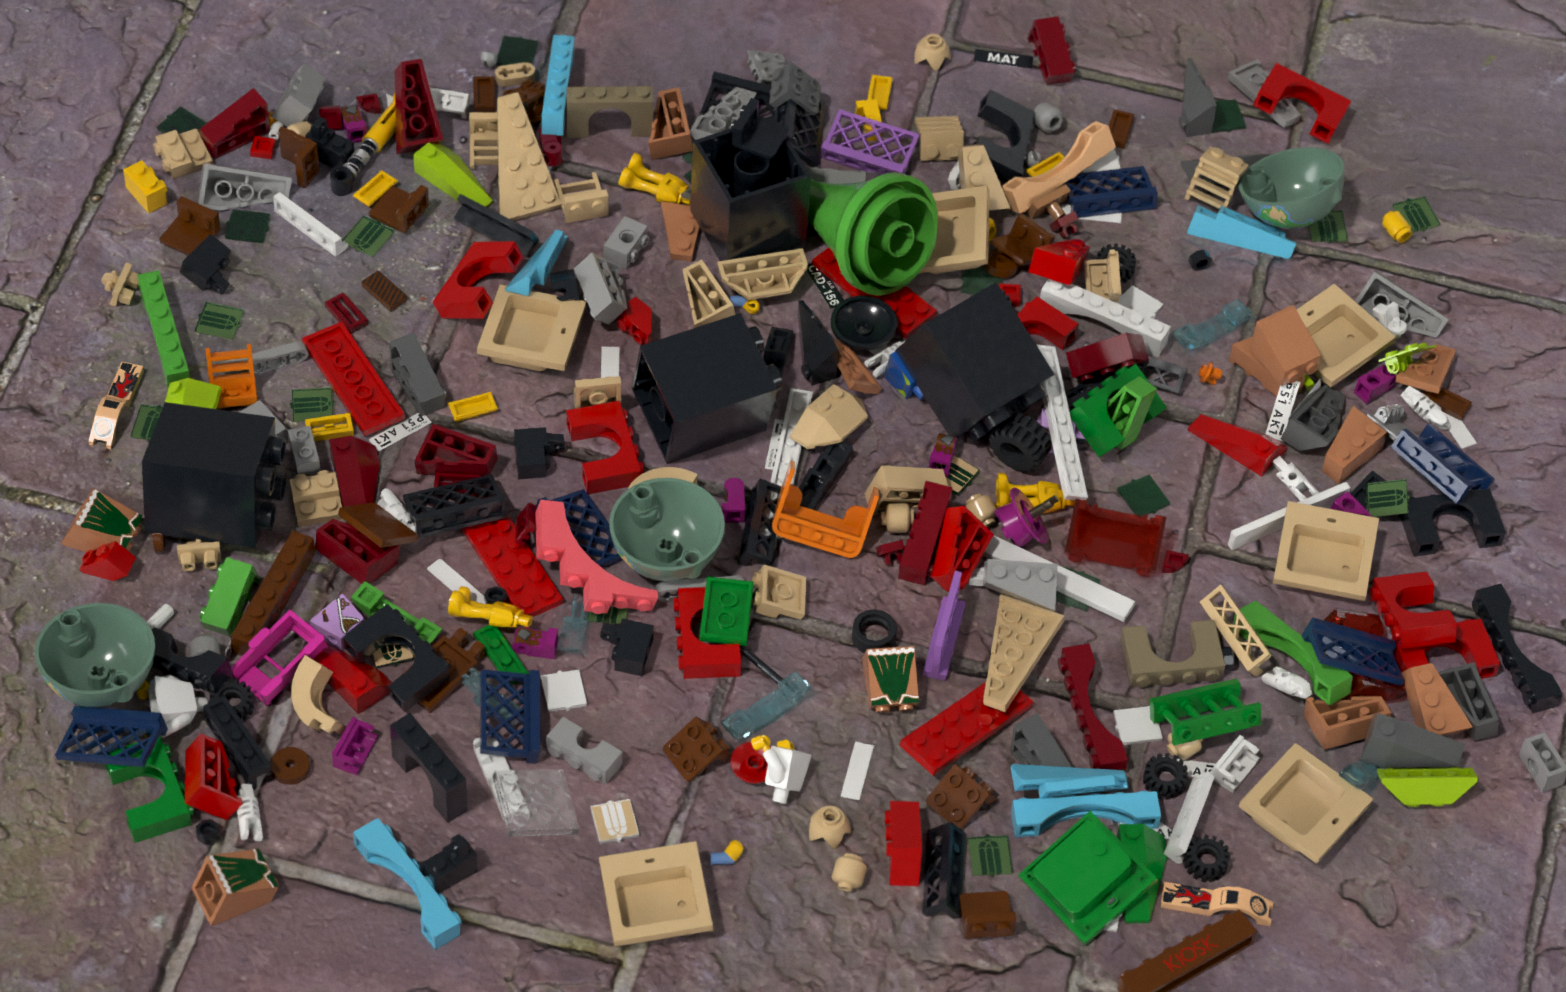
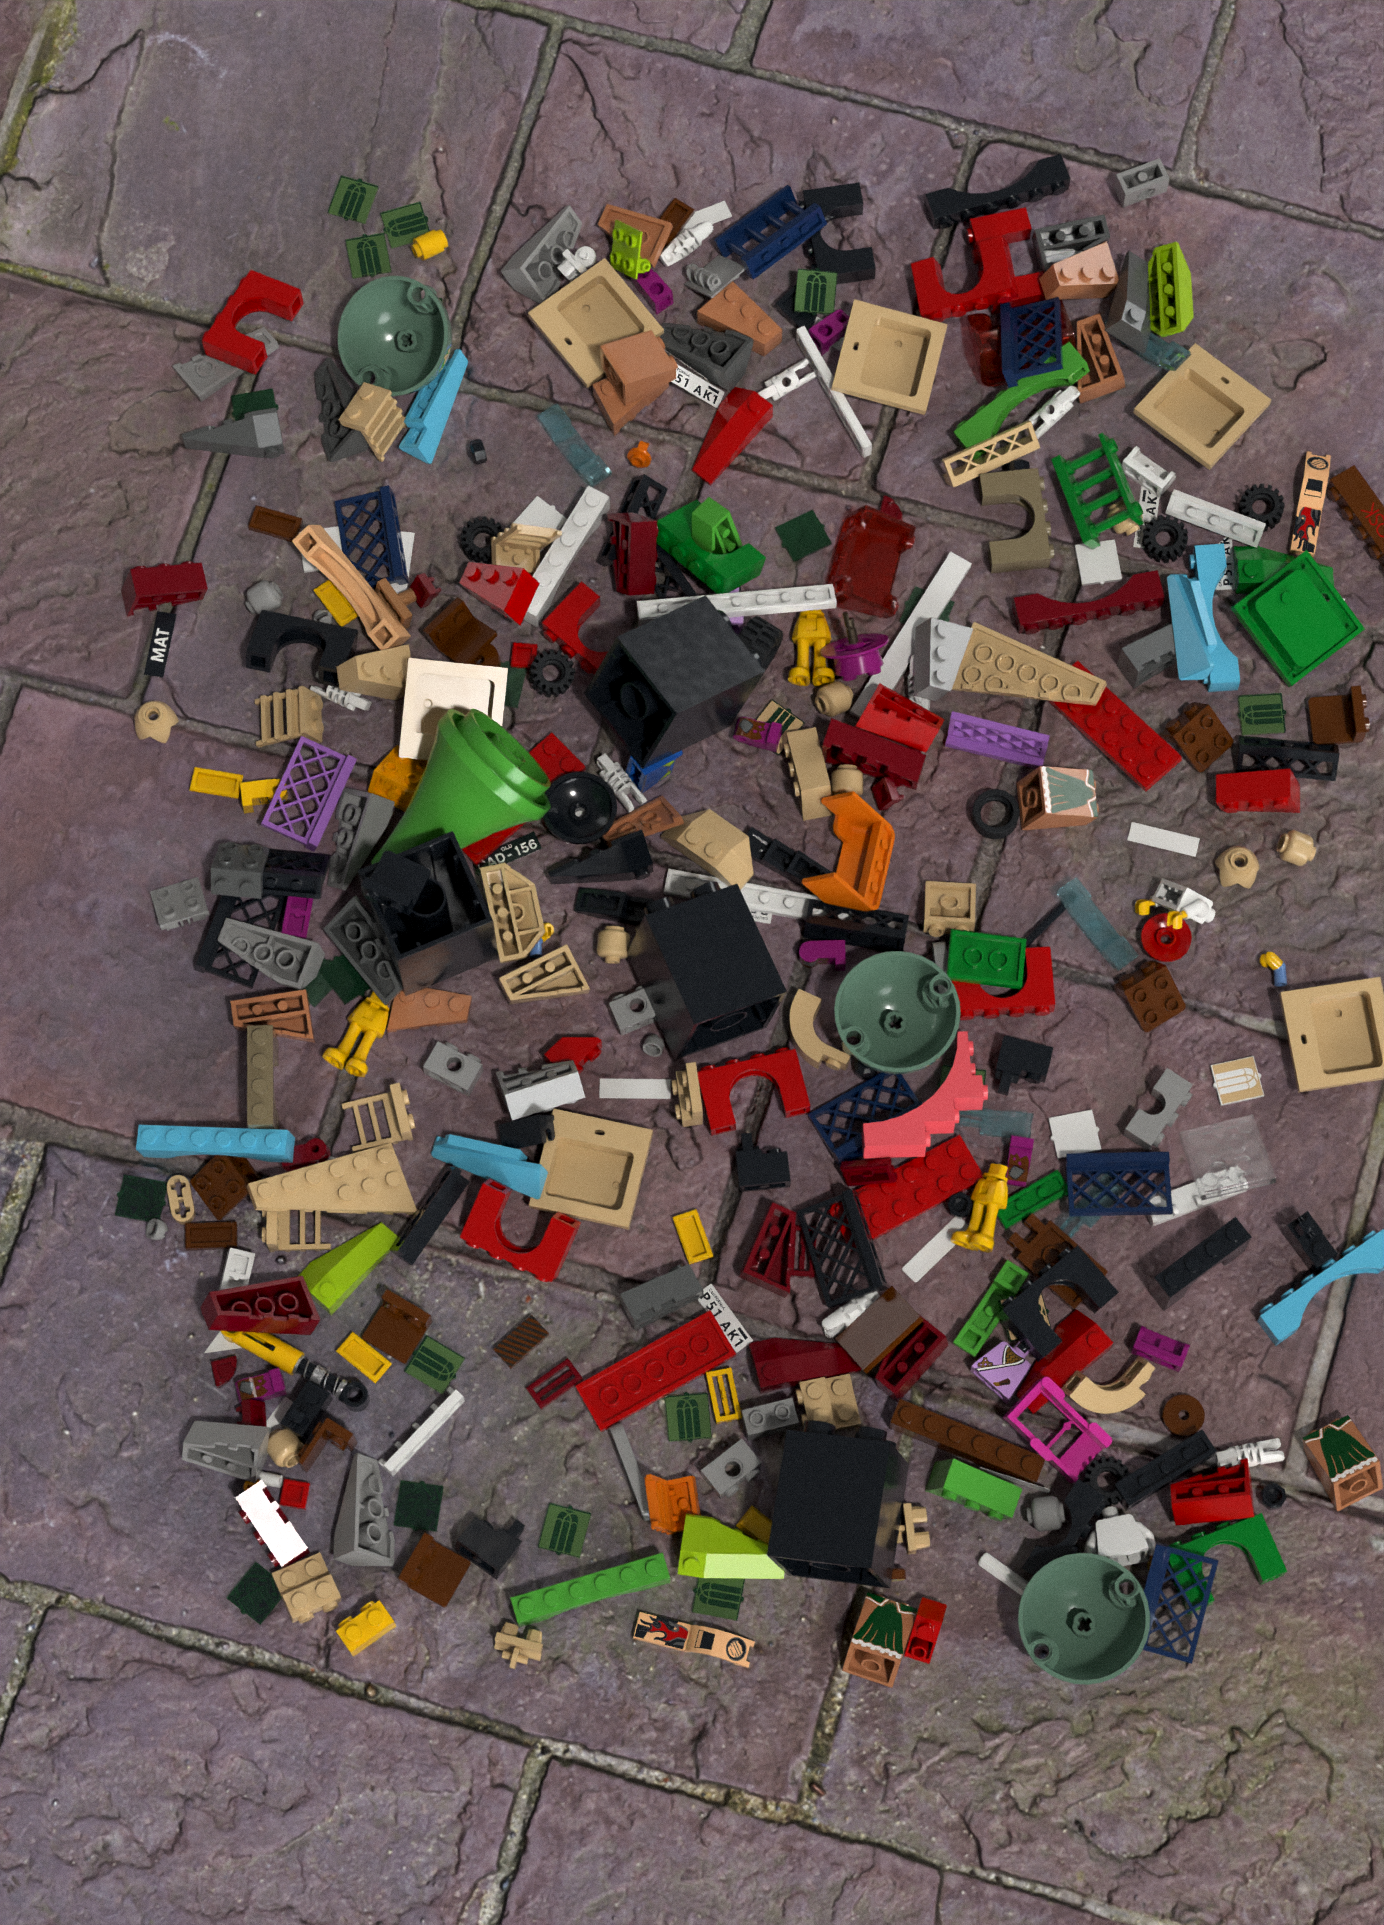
camera: 85 degrees left, 20 degrees up
(1382, 189) = (368, 255): none -> clear green piece
(1435, 179) = (353, 199): none -> clear green piece

